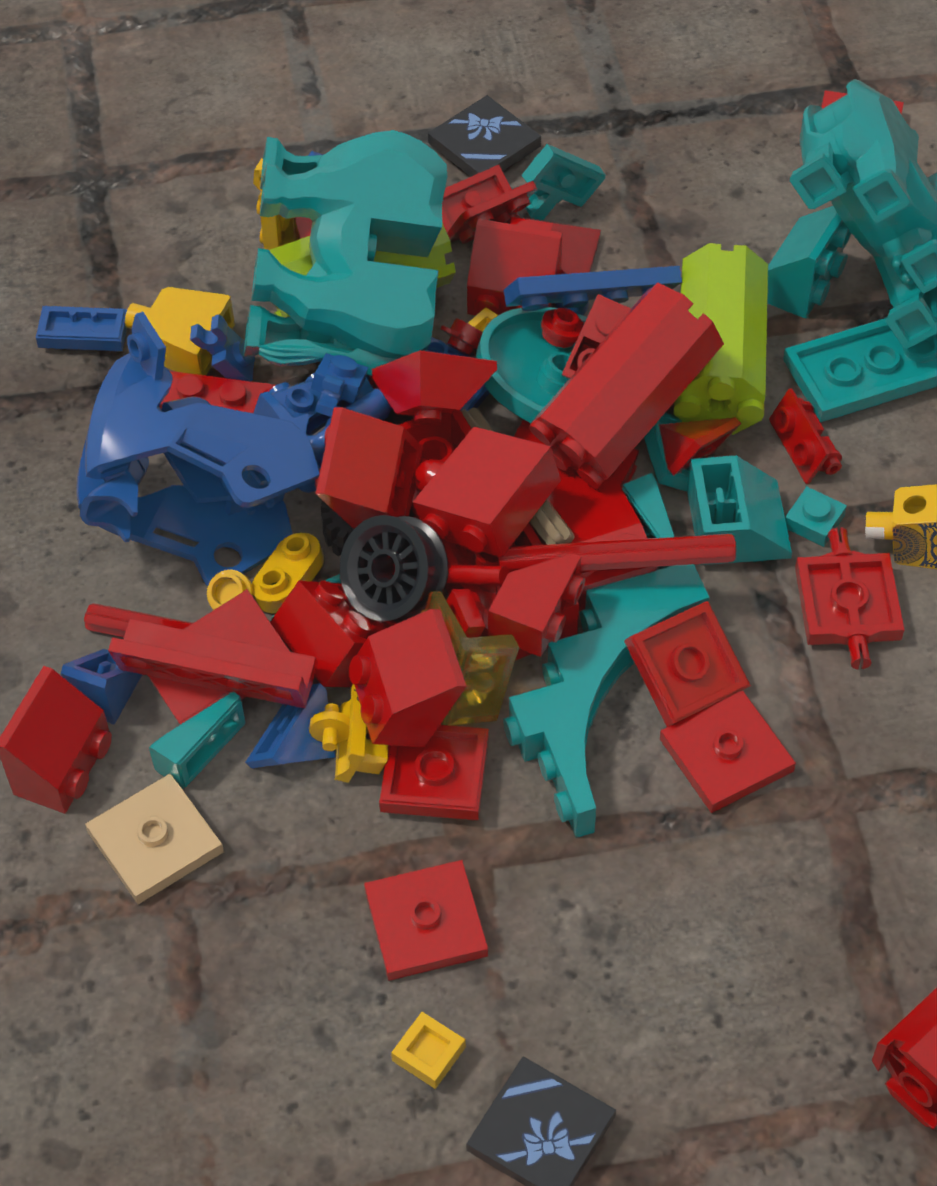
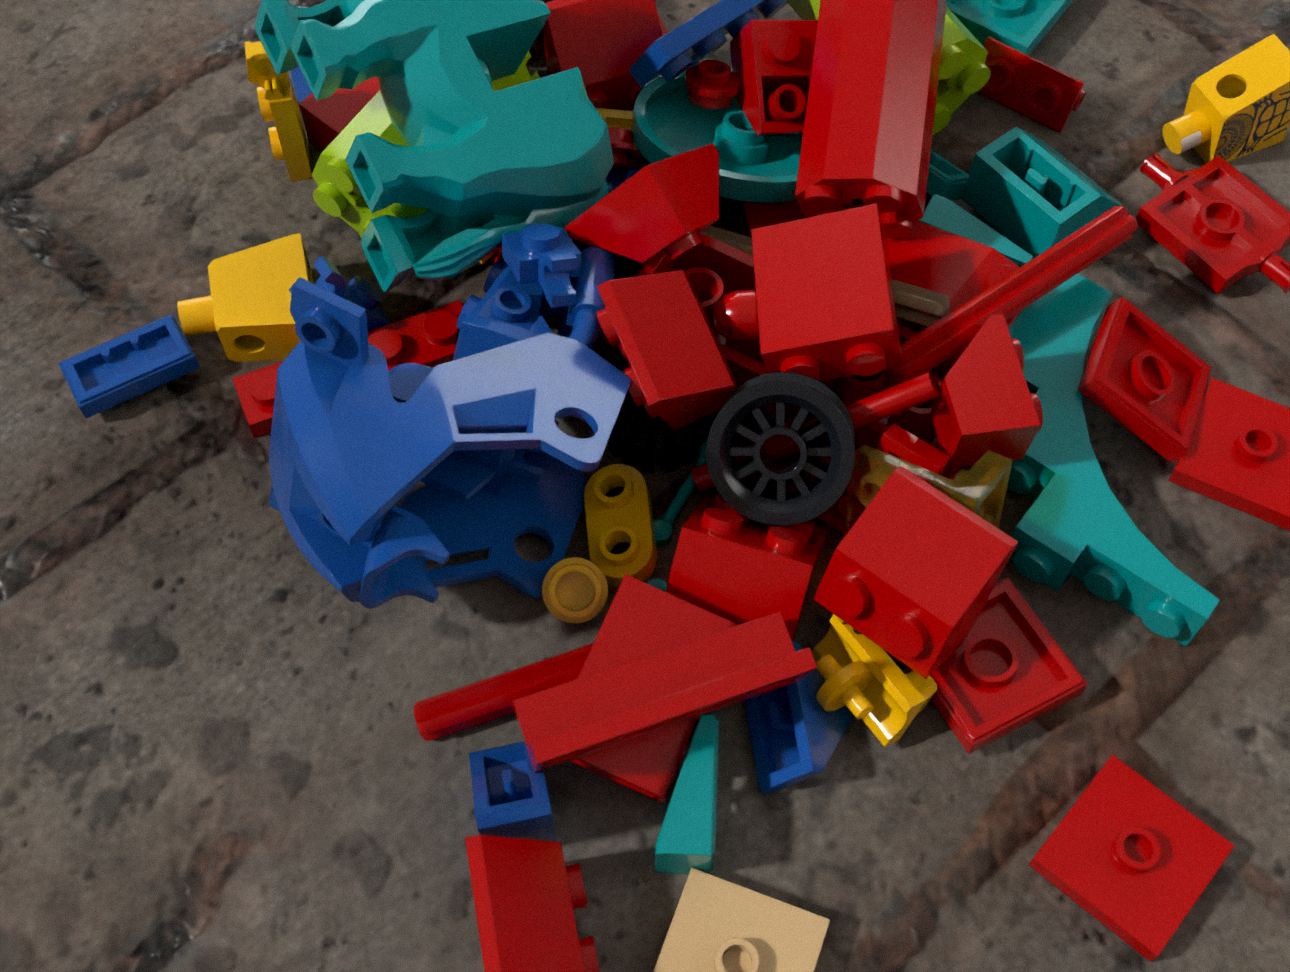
camera: 35 degrees left, 5 degrees up
(694, 440) = (955, 137): red slope -> none
(815, 516) = (1106, 157): teal plate -> none

